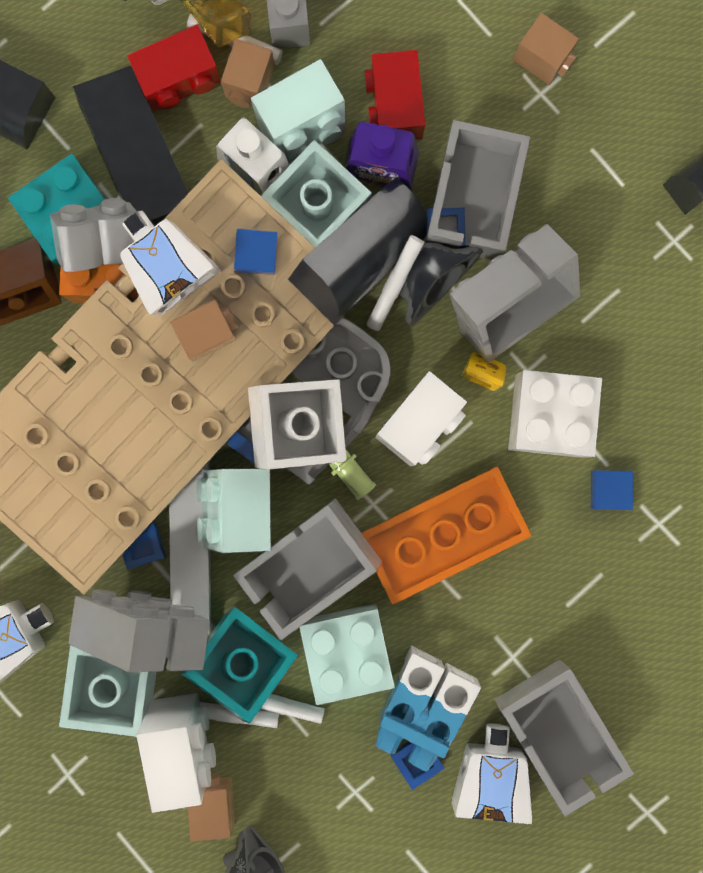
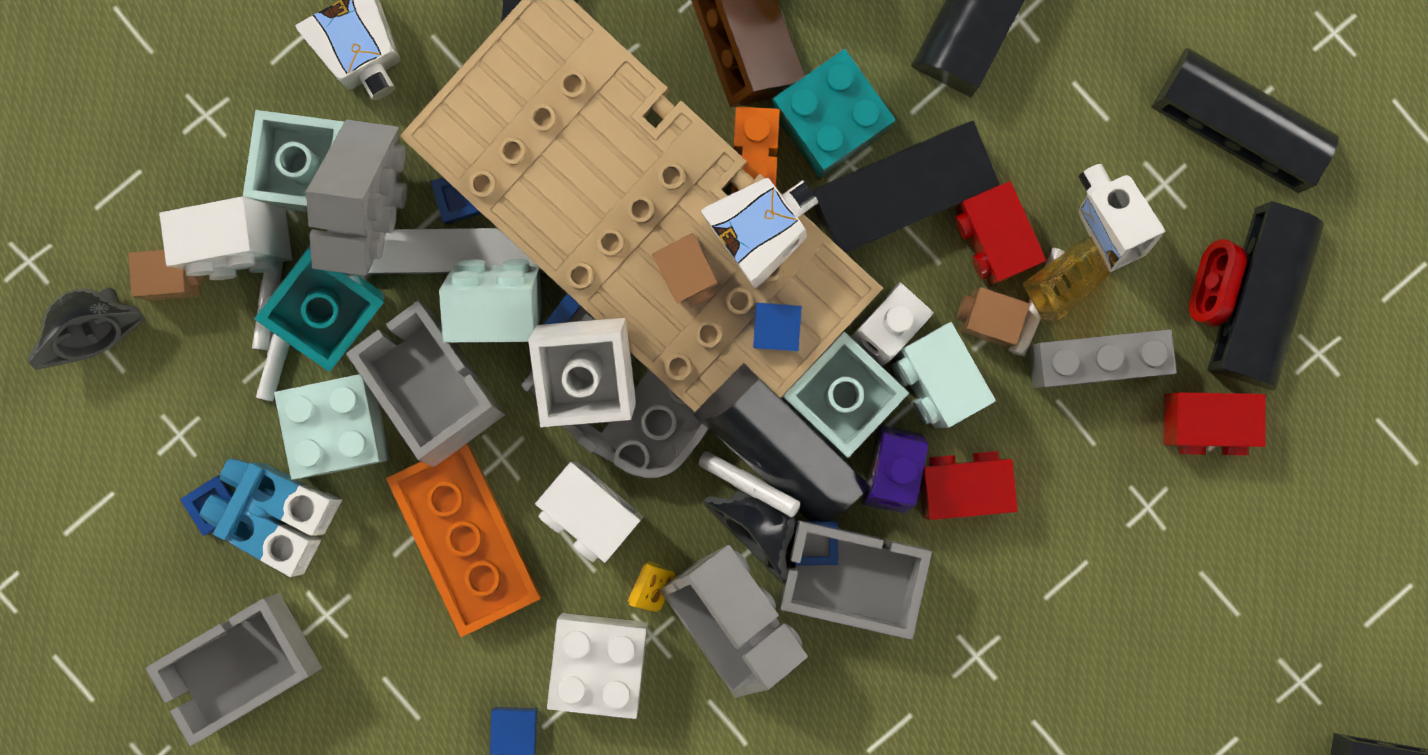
camera: 80 degrees right, 0 degrees up
(91, 235) = (798, 146): light grey brick -> none
(353, 476) = (530, 437): yellowish green pin -> none
(493, 780) = (188, 590): torso -> none
(546, 50) = (1022, 663): medium nougat brick -> none

